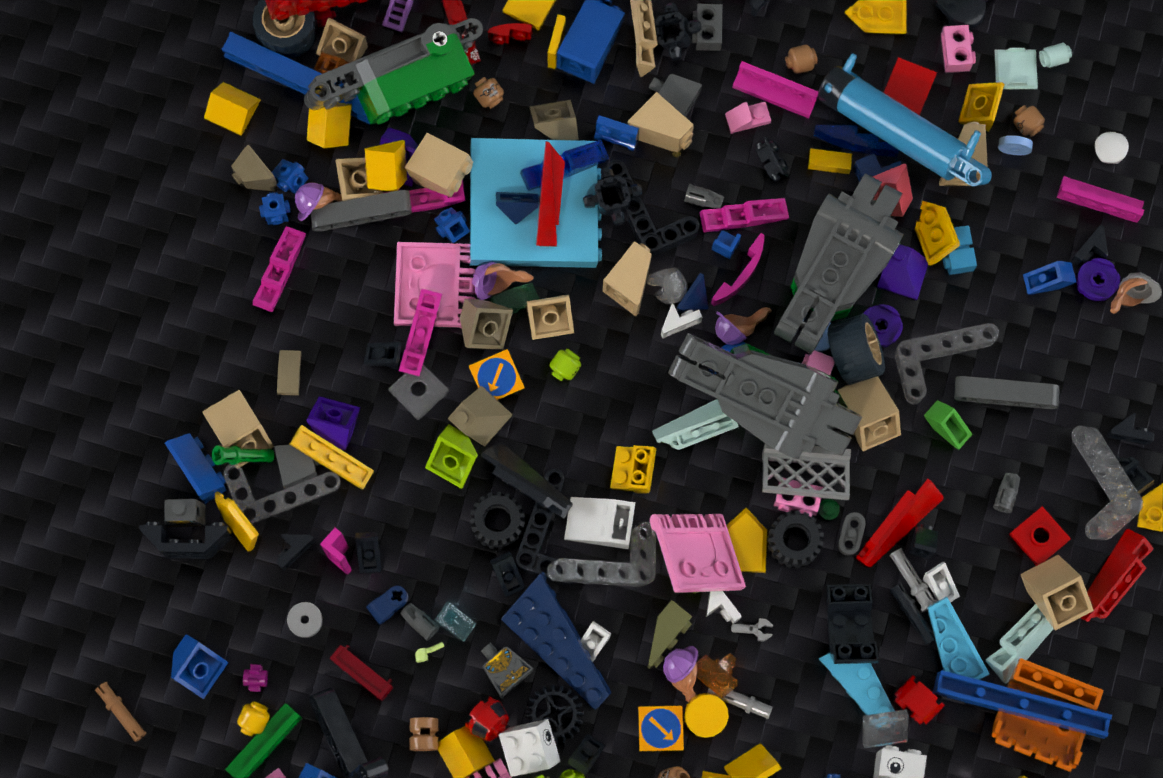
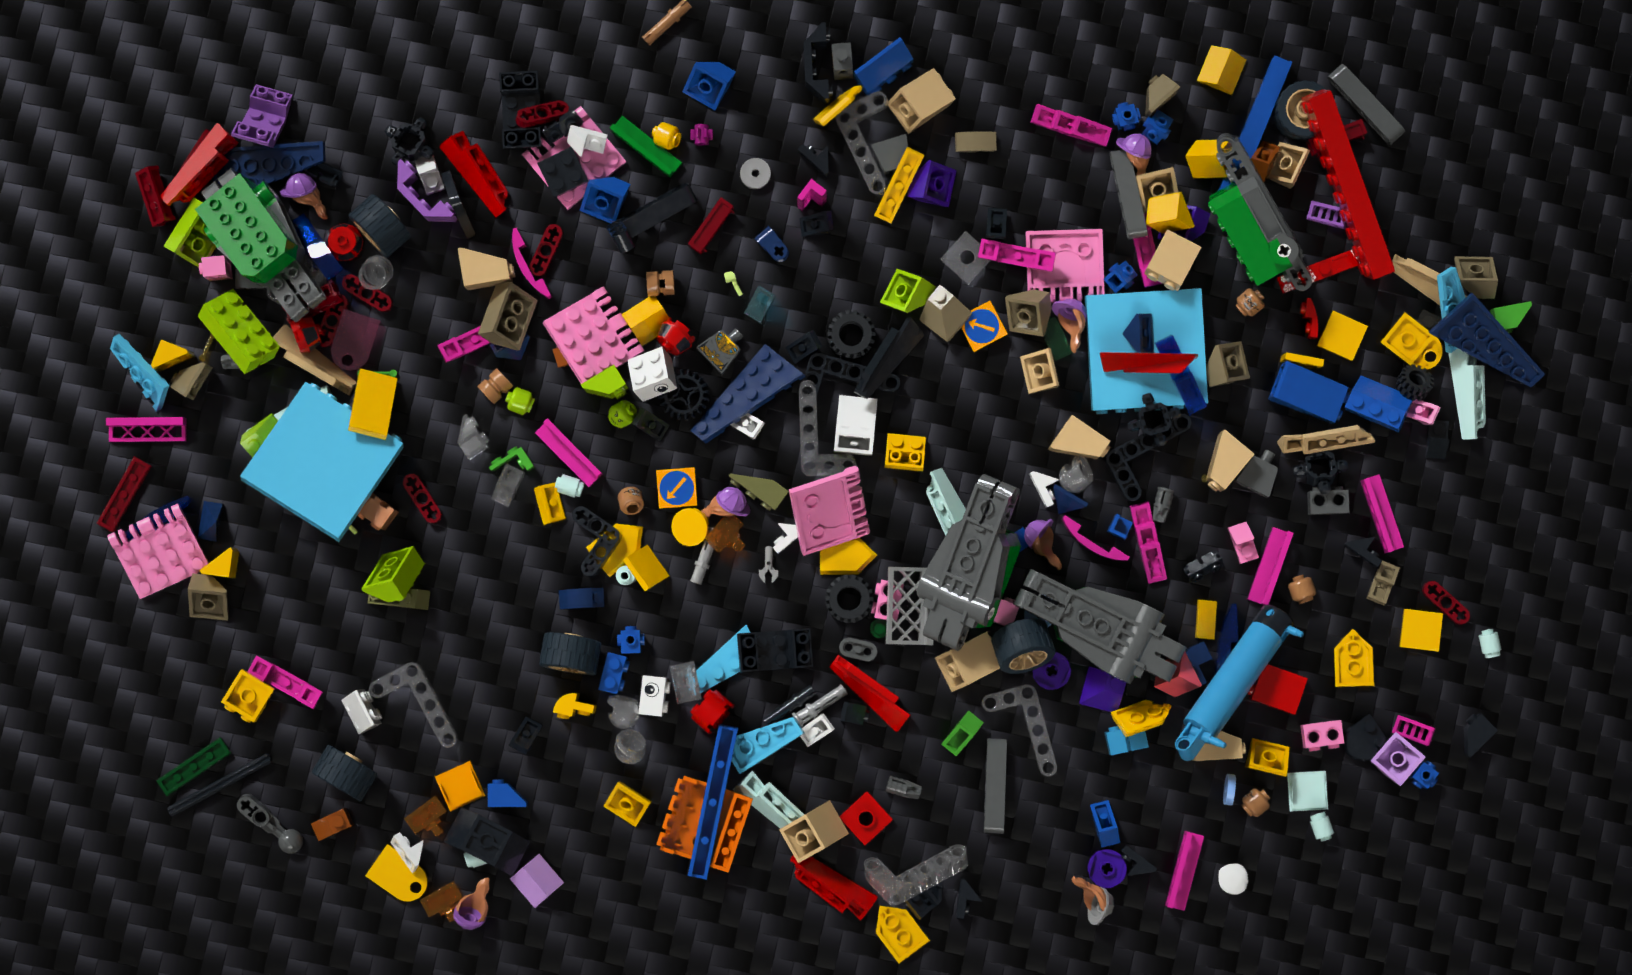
camera: 90 degrees right, 10 degrees up
(235, 455) = (894, 101): green pin -> none
(420, 621) = (759, 273): dark grey hinge -> none
(565, 364) = (997, 387): lime head -> none
(616, 132) = (1217, 421): blue plate -> none

